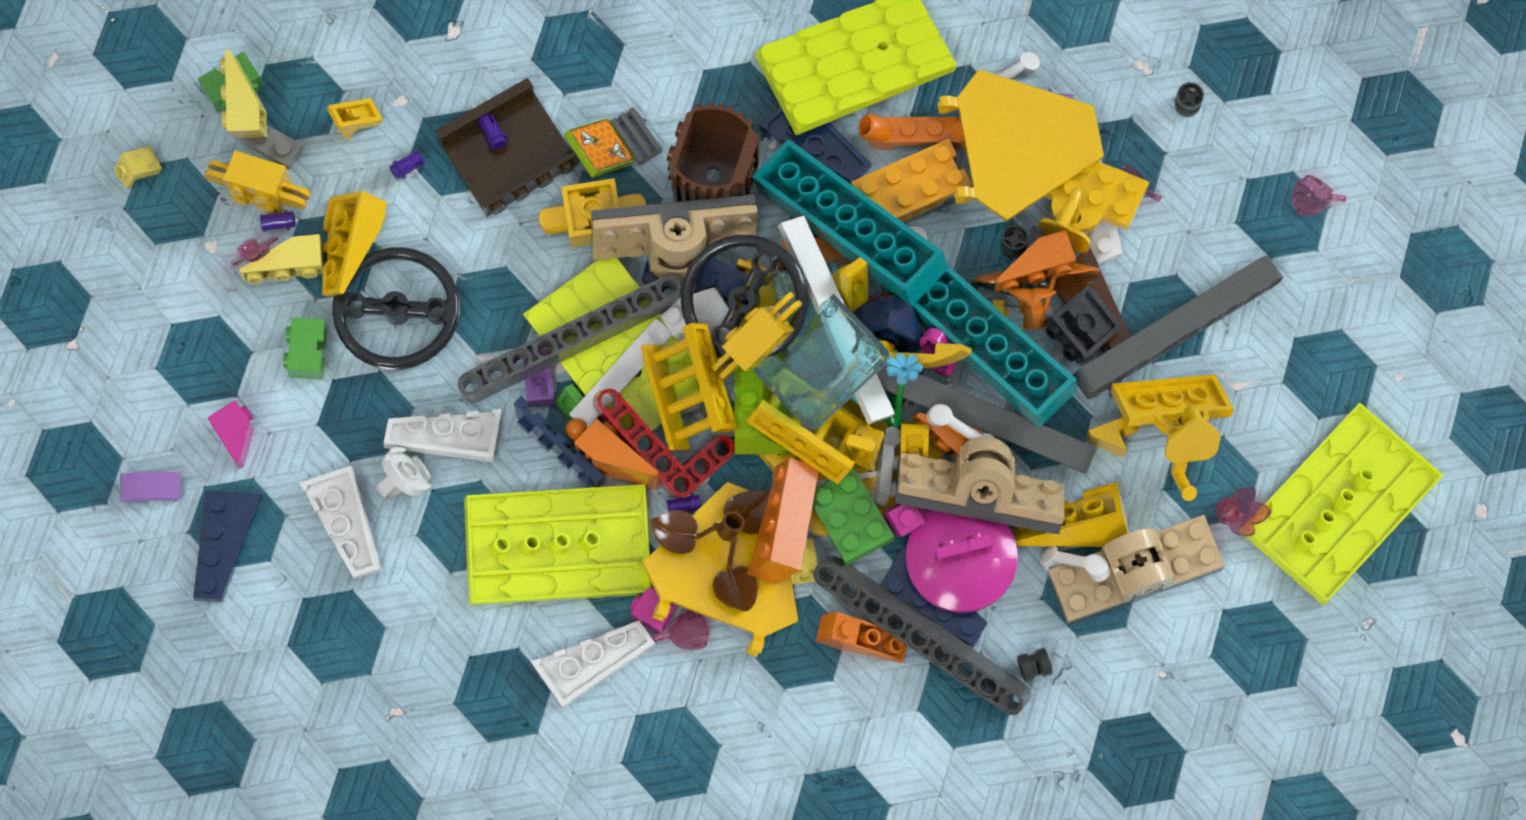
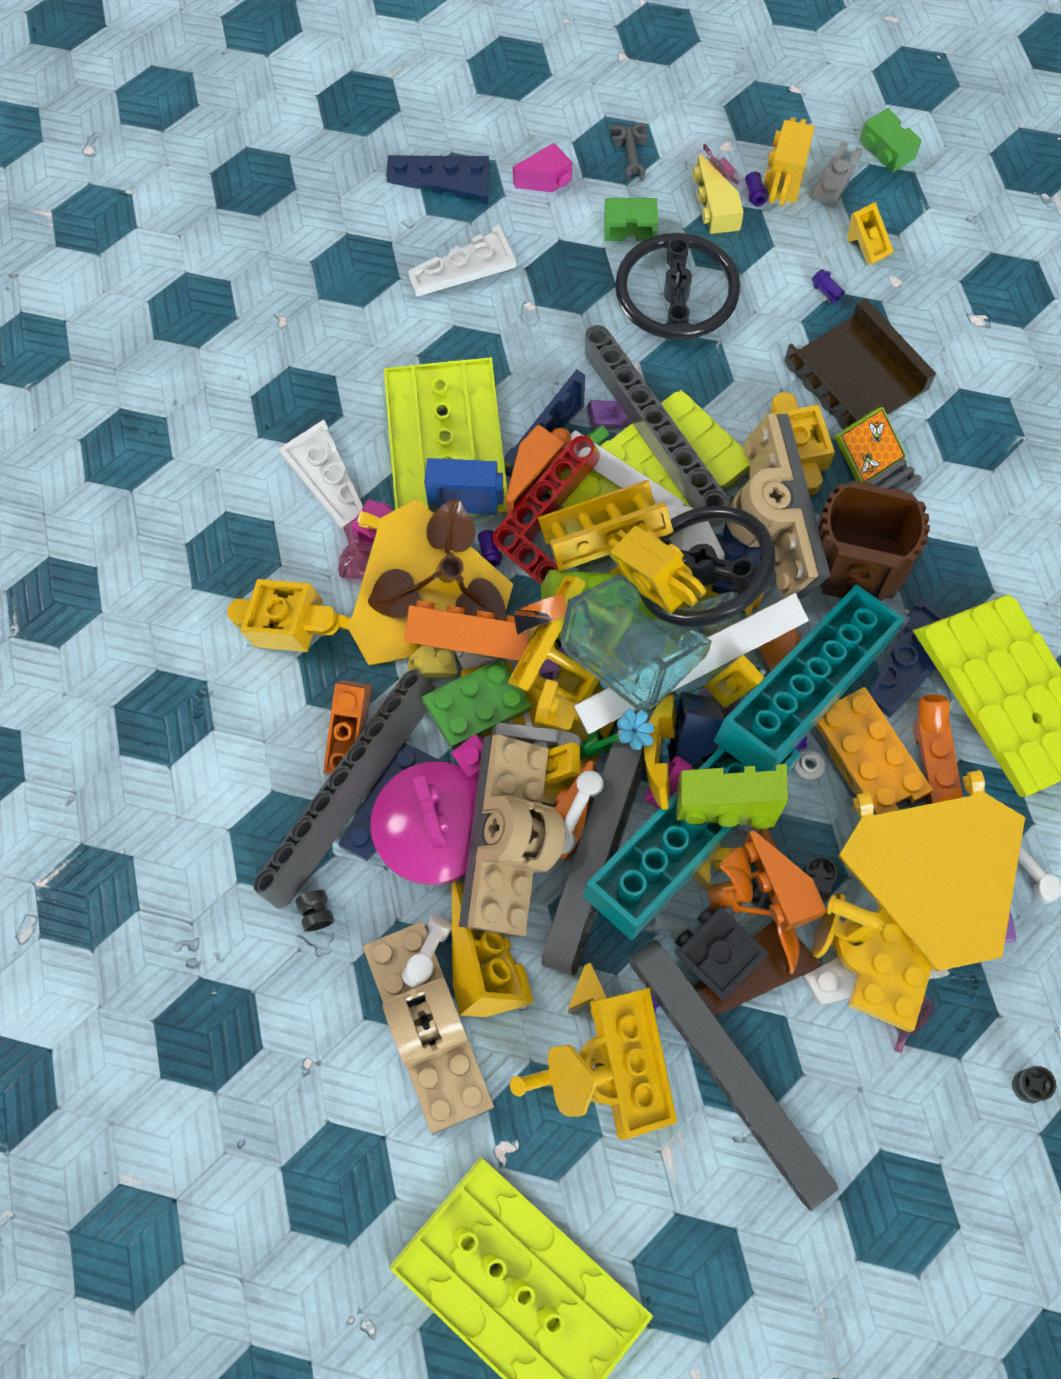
camera: 90 degrees right, 5 degrees down
(136, 165) = (797, 80): light yellow bracket -> none
(148, 486) = (491, 117): medium lavender slope -> none
(191, 342) = (630, 136): none -> dark grey bar
(244, 111) = (870, 128): light yellow slope -> none
(352, 227) = (759, 245): yellow wedge -> none
(403, 475) = (509, 299): white tile -> none
(457, 436) = (552, 343): white wing -> none
(495, 136) = (868, 354): dark purple pin -> none
(630, 518) = (470, 481): none -> blue window
(752, 694) = (283, 615): none -> yellow brick
(786, 443) = (540, 612): none -> sticker
(967, 293) = (733, 797): none -> lime wedge
(1245, 512) = (499, 1161): clear pink plate -> none
(1313, 196) = (928, 1253): clear pink piece -> none

